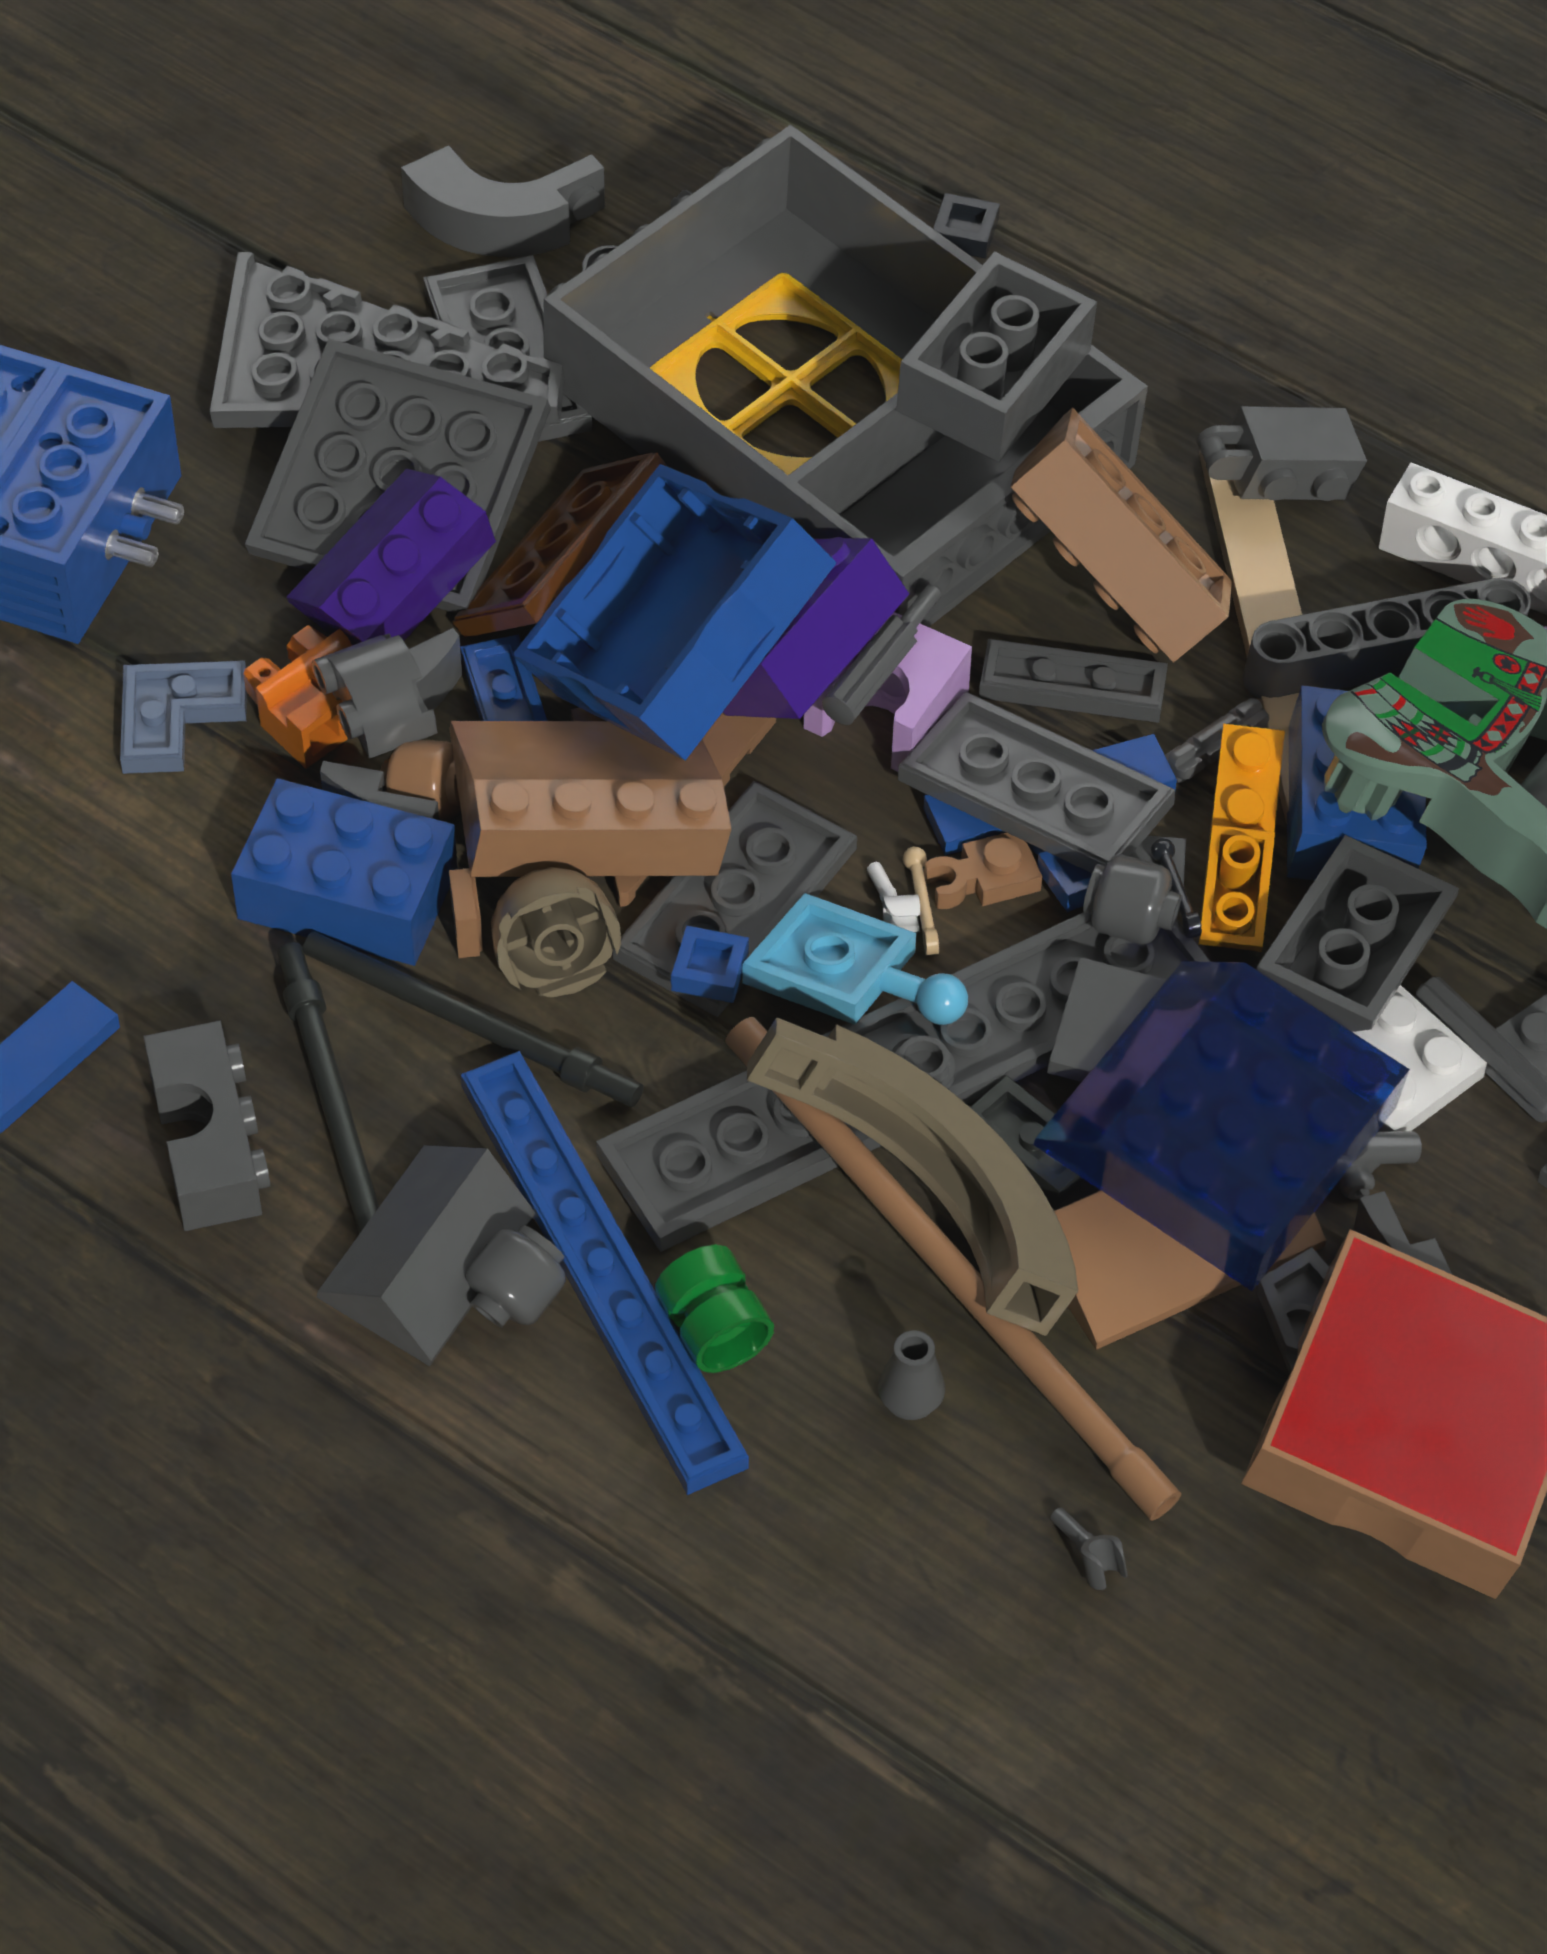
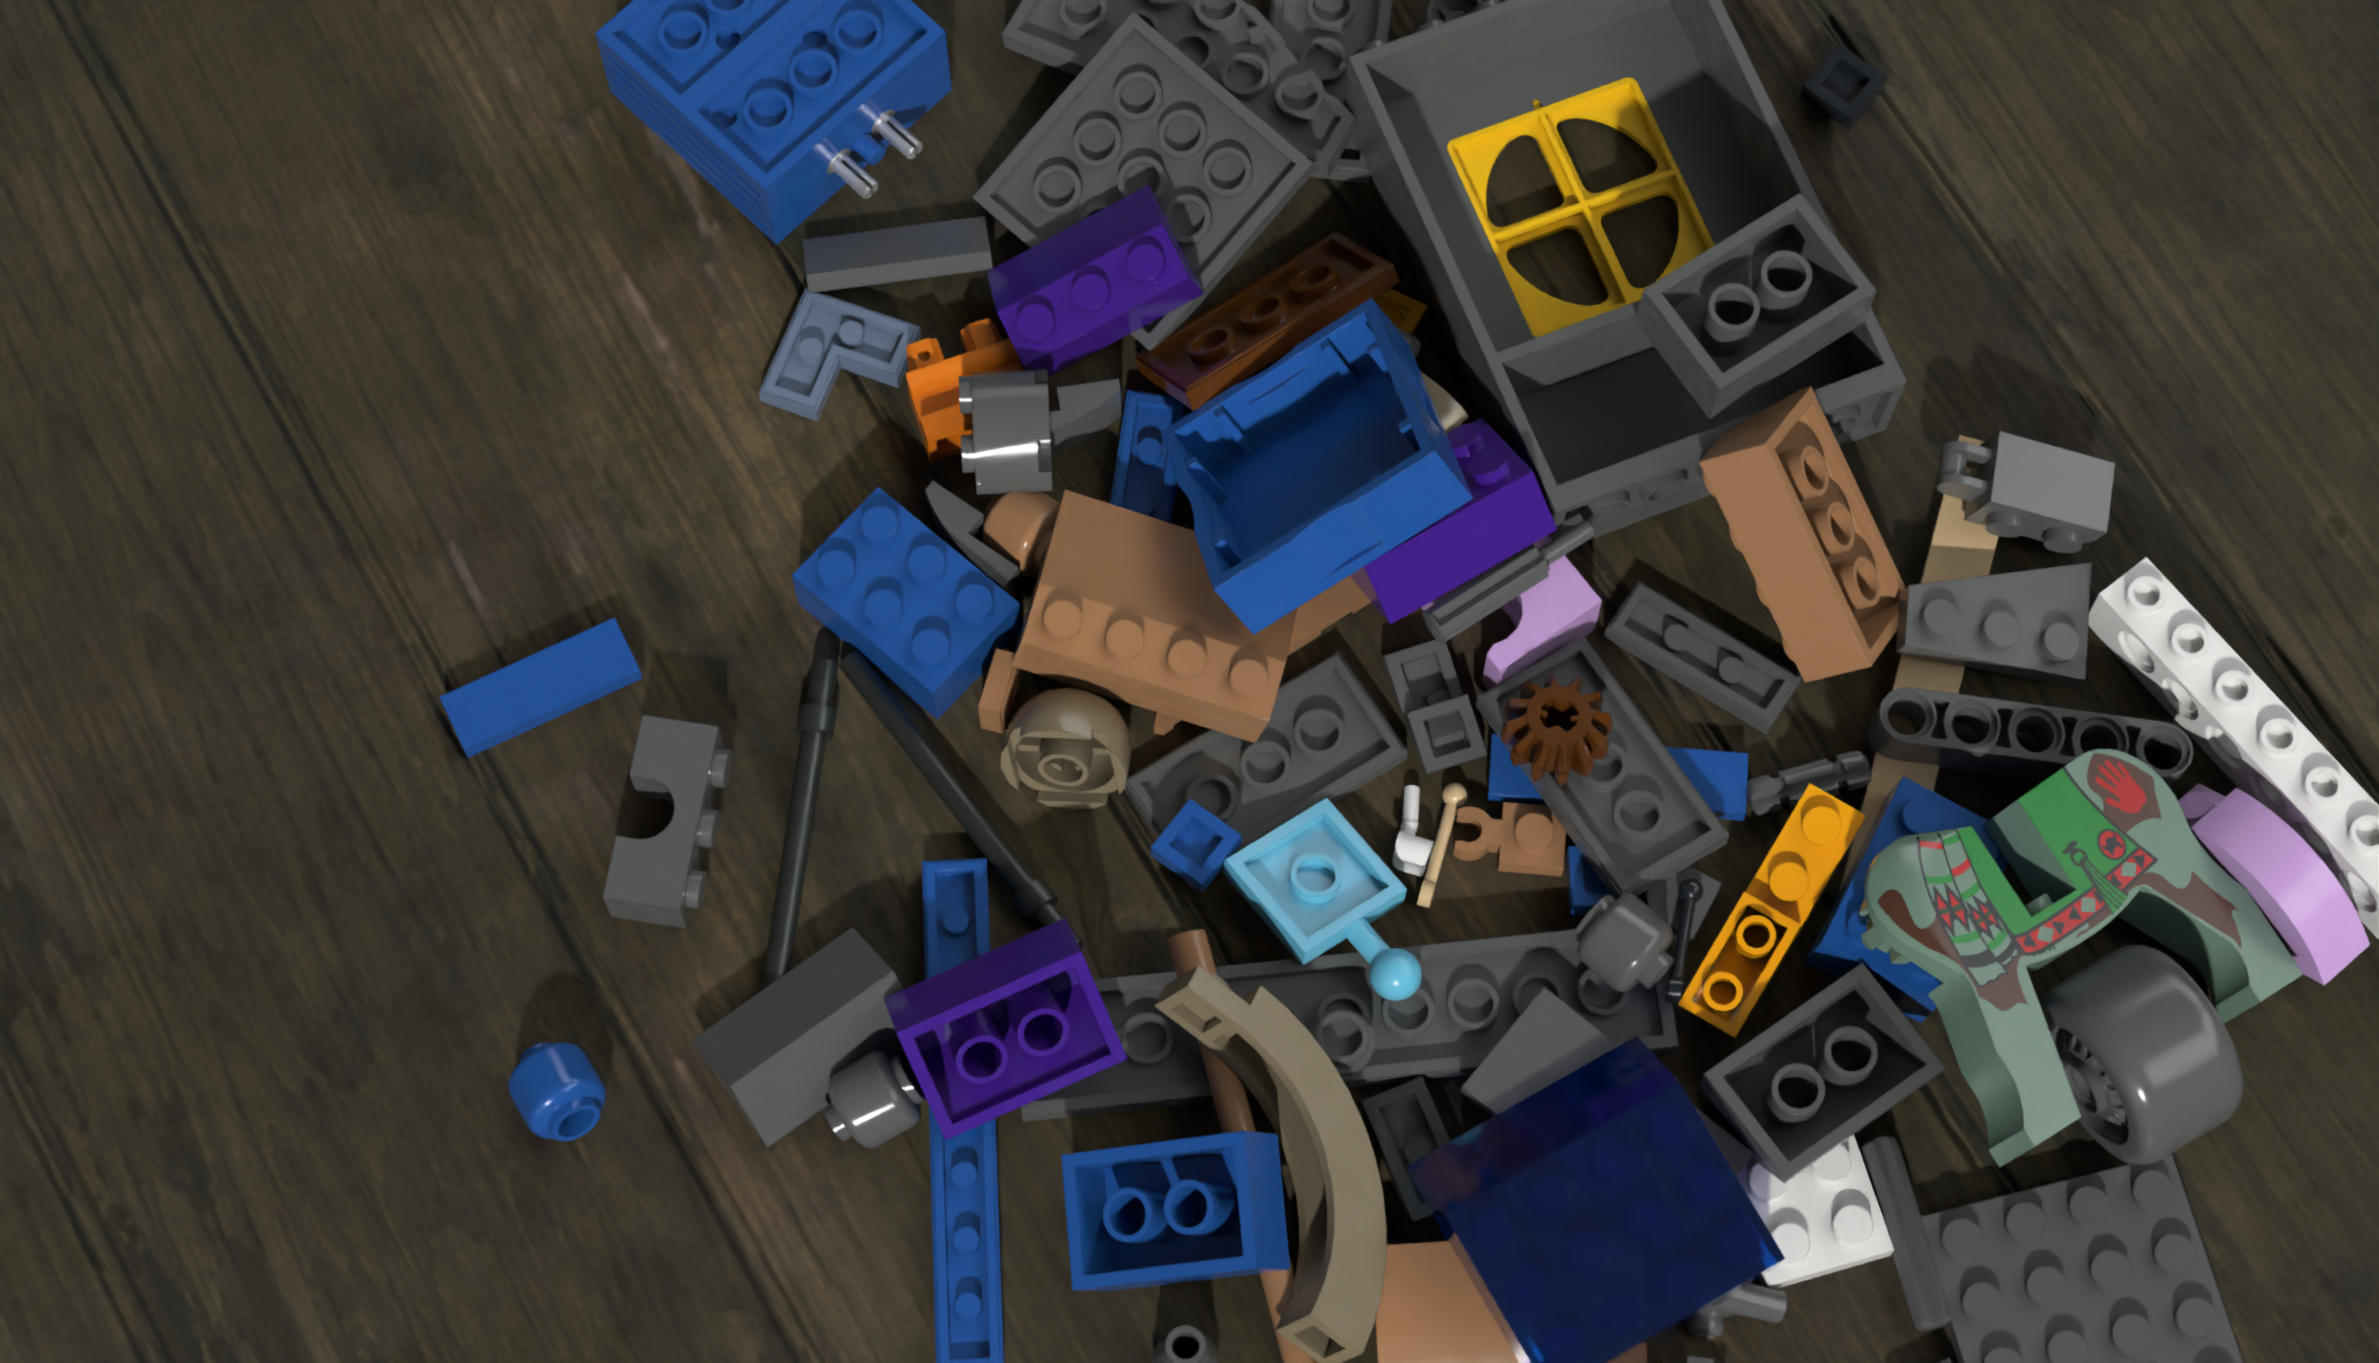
camera: 25 degrees right, 15 degrees up
(196, 611) = (897, 254): none -> dark grey tile
(209, 1380) = (557, 1091): none -> blue head
(614, 1162) = (1005, 1029): none -> dark purple slope
(714, 1308) = (1035, 1211): green wheel -> none
(847, 1246) = (1175, 1211): none -> blue brick
(858, 797) = (1433, 706): none -> dark grey slope
(985, 753) = (1554, 748): none -> reddish brown gear
(1314, 563) = (2003, 623): none -> dark grey wing

